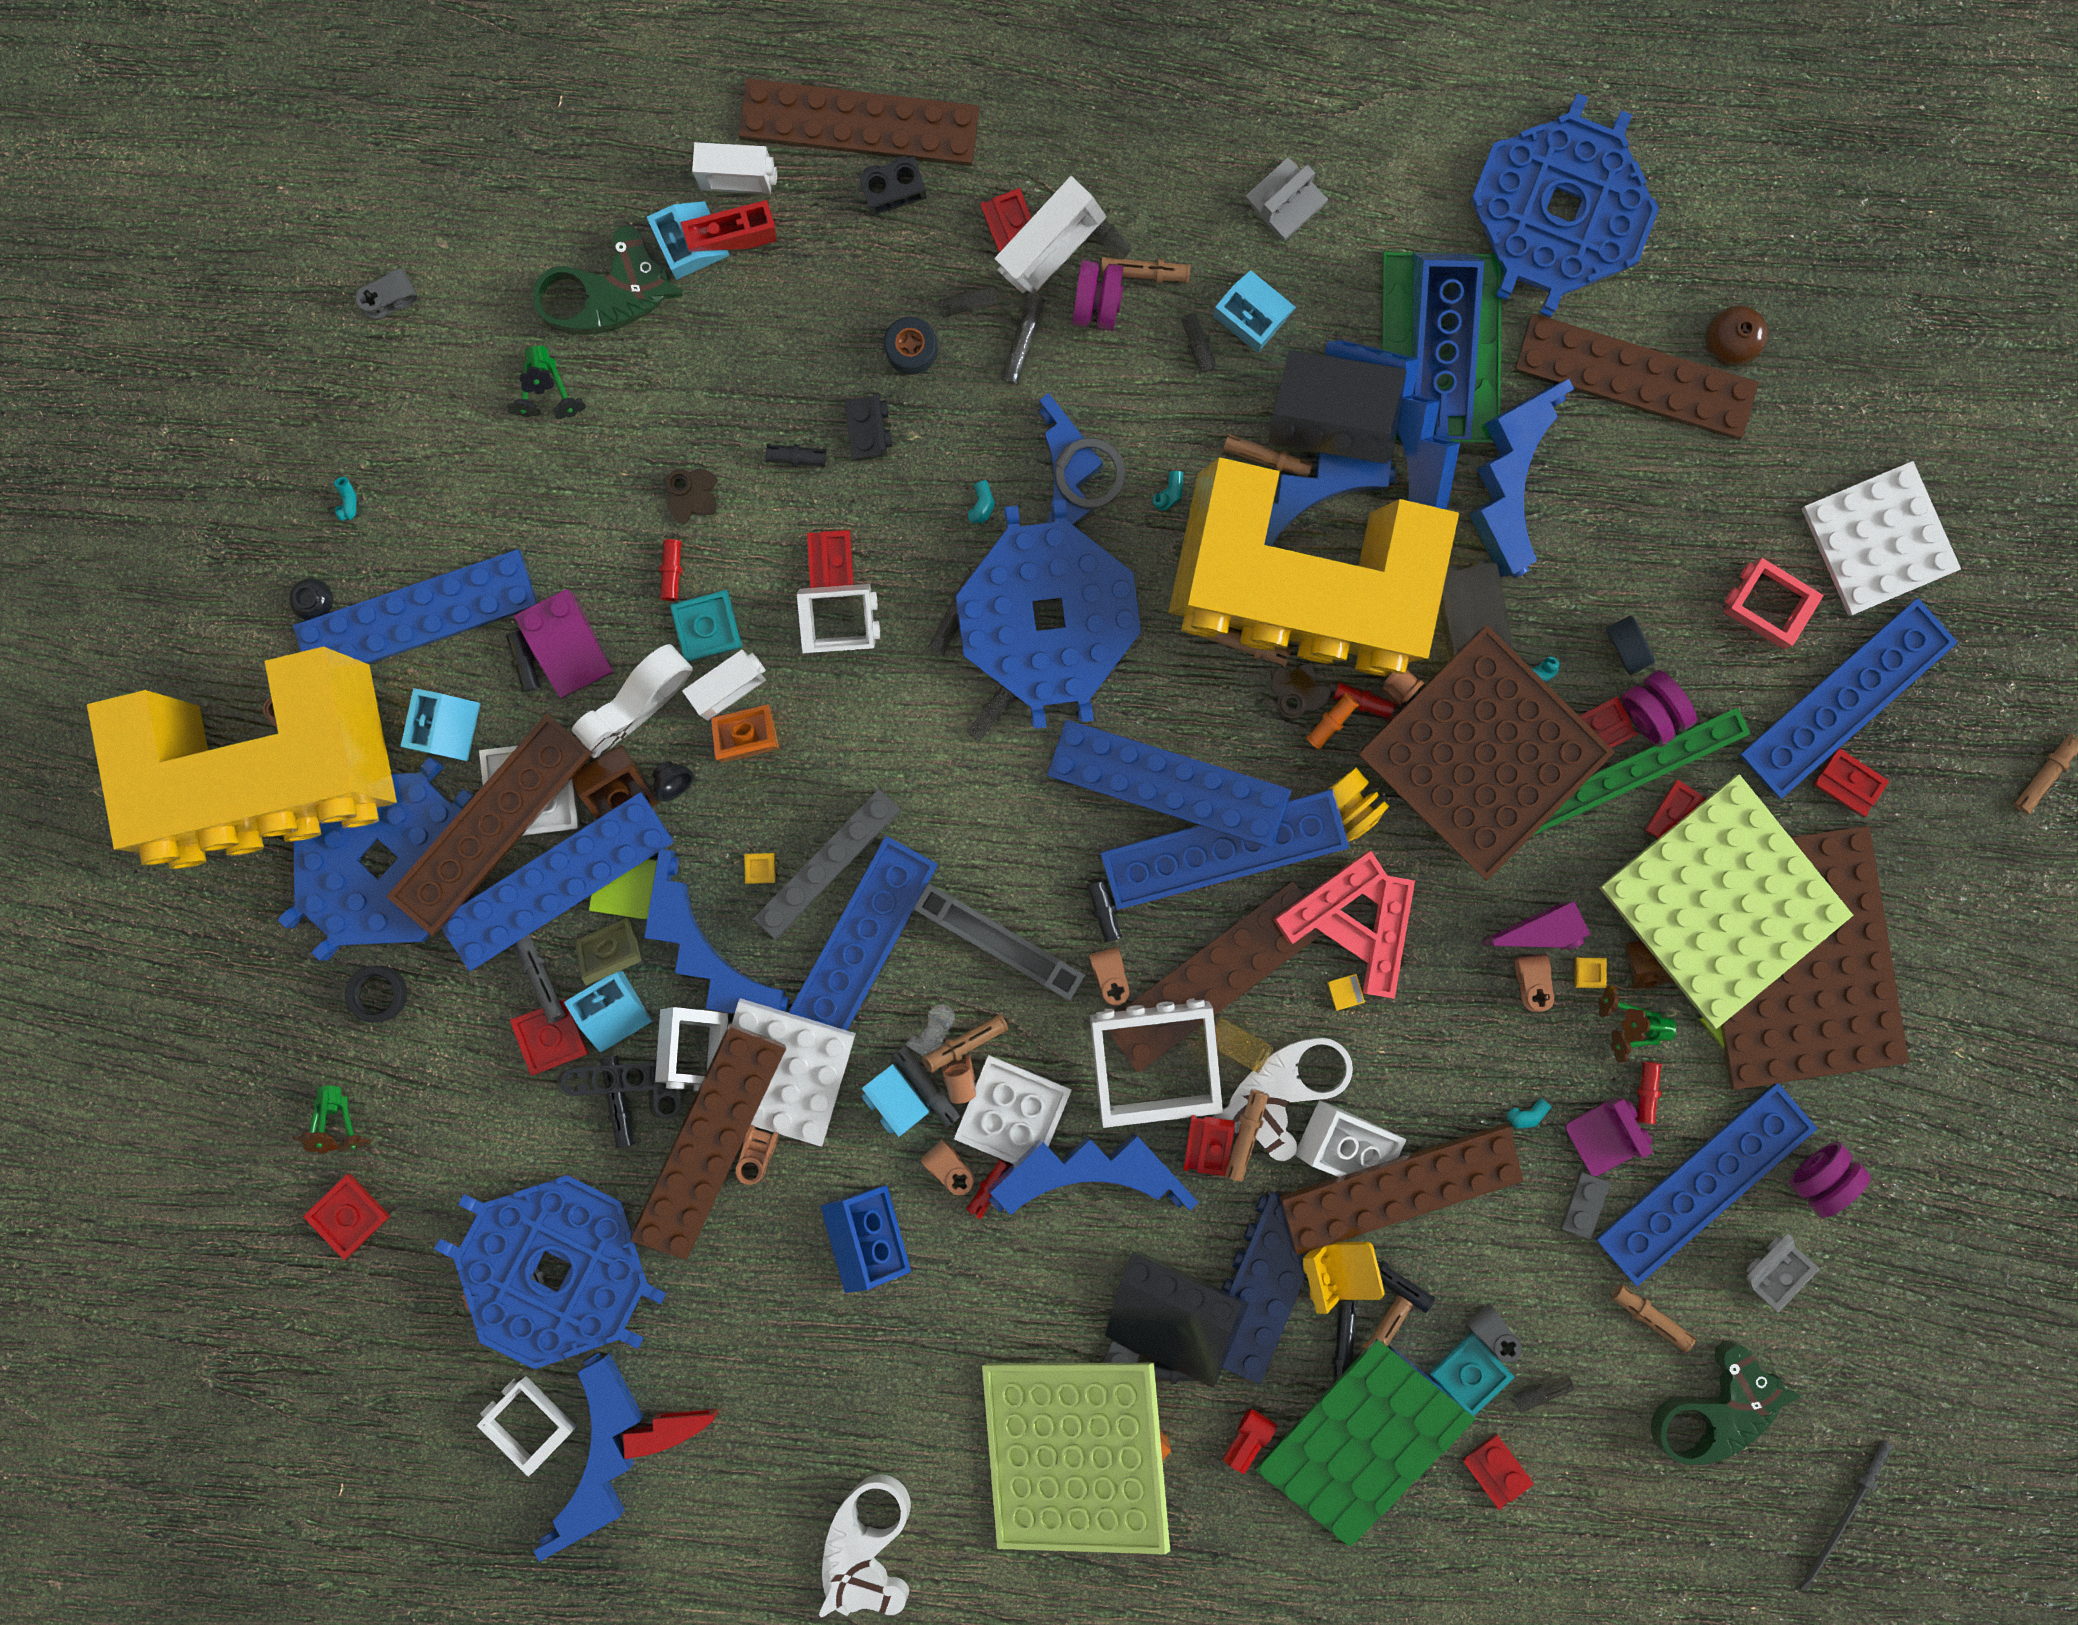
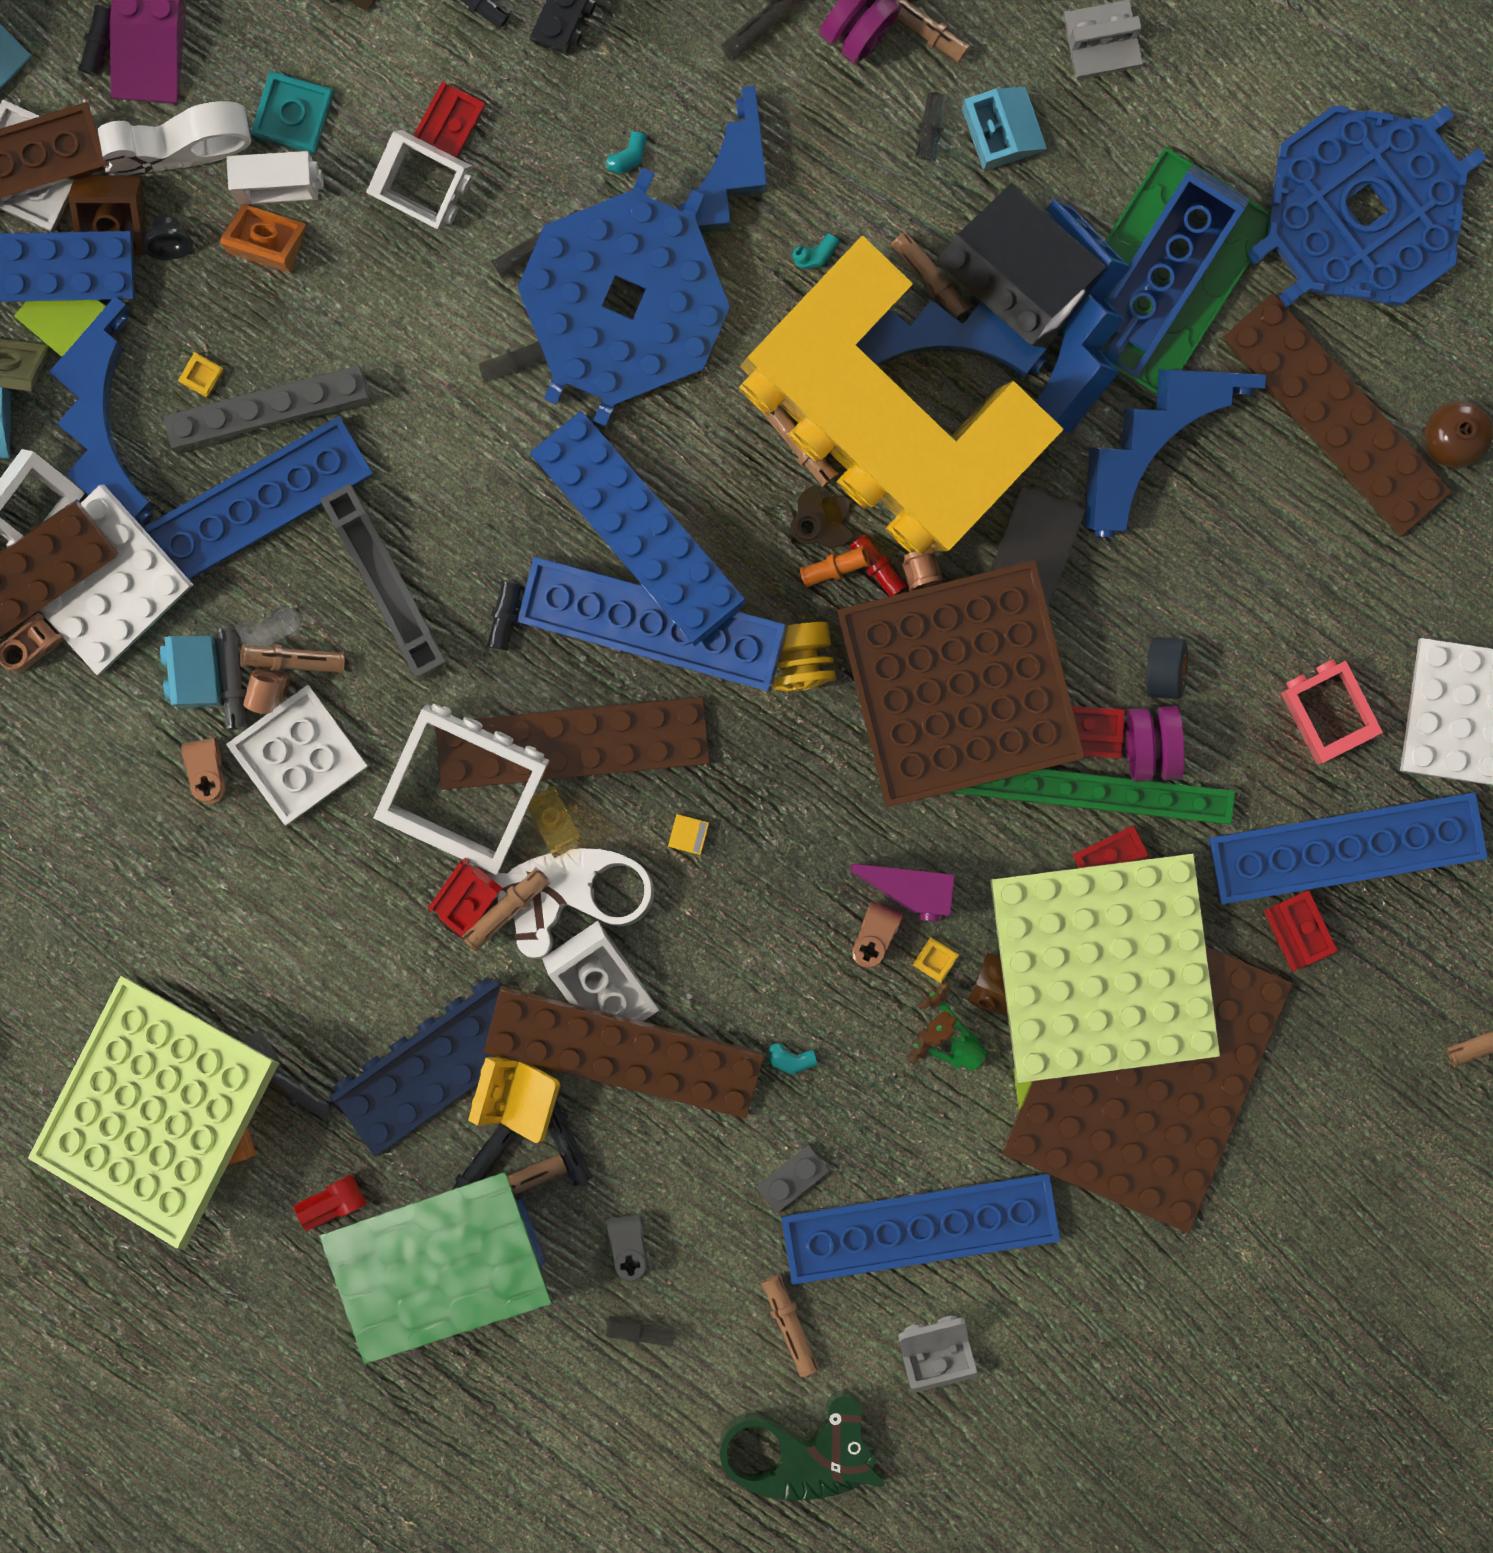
camera: 30 degrees right, 0 degrees up
(670, 570) = (290, 38): red pin -> none
(865, 1239) = (84, 788): blue slope -> none
(980, 1201) = (232, 813): red pin -> none
(1065, 457) = (731, 157): dark grey piece -> none
(1110, 970) = (473, 675): nougat piece -> none
(1128, 1166) = (378, 871): blue arch -> none
(1175, 1318) = (330, 1041): black slope -> none
(1379, 948) = (744, 812): coral plate -> none
(1471, 1374) = (582, 1273): teal tile -> none
(1497, 1471) = (550, 1380): red plate -> none
(1547, 669) = (1071, 643): teal arm -> none
(1608, 1136) = (853, 1125): magenta bracket -> none
(1648, 1092) = (919, 1107): red pin -> none
(1830, 1179) = (1040, 1294): magenta wheel -> none

